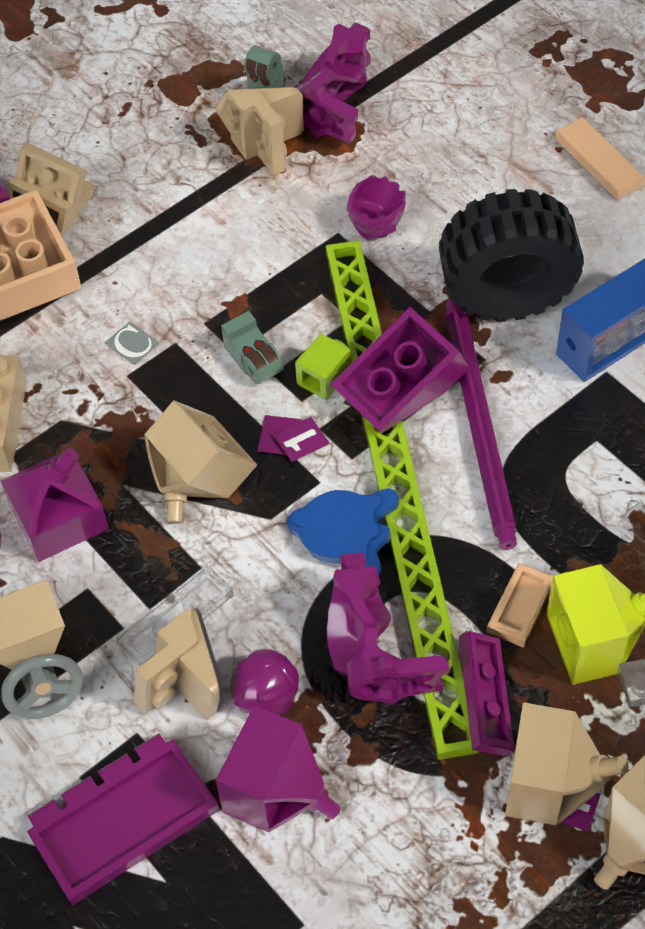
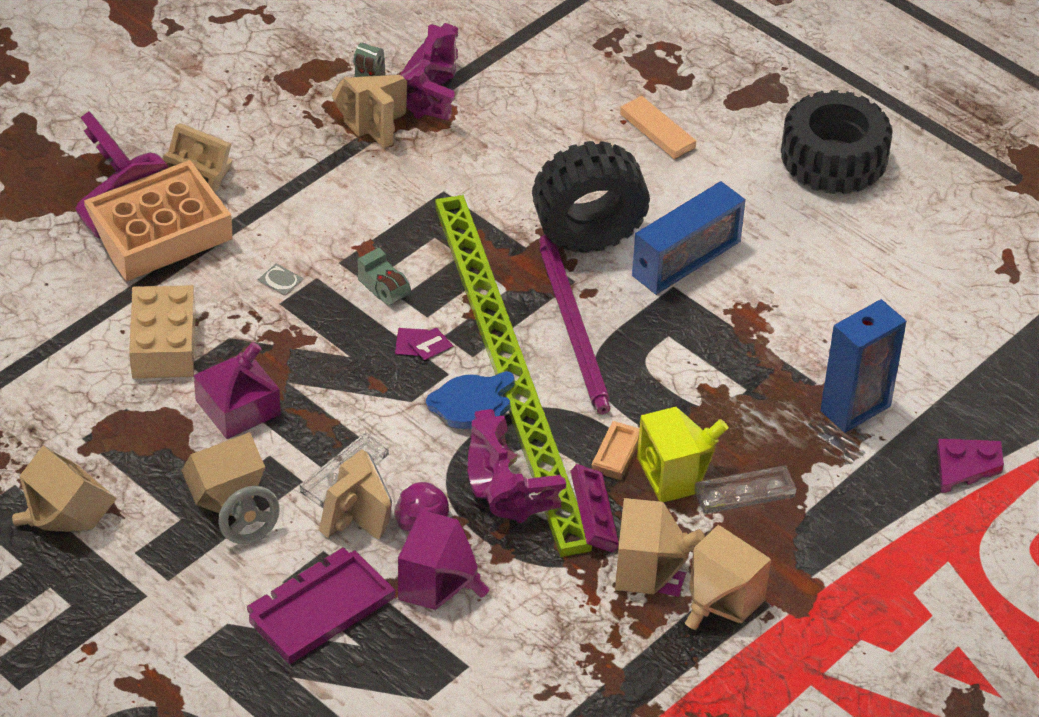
camera: 10 degrees left, 10 degrees down
(194, 458) = (346, 356): tan piece -> none
(322, 365) = (443, 288): lime brick -> none
(376, 207) = (475, 168): magenta hair -> none
(401, 372) = (509, 286): magenta slope -> none

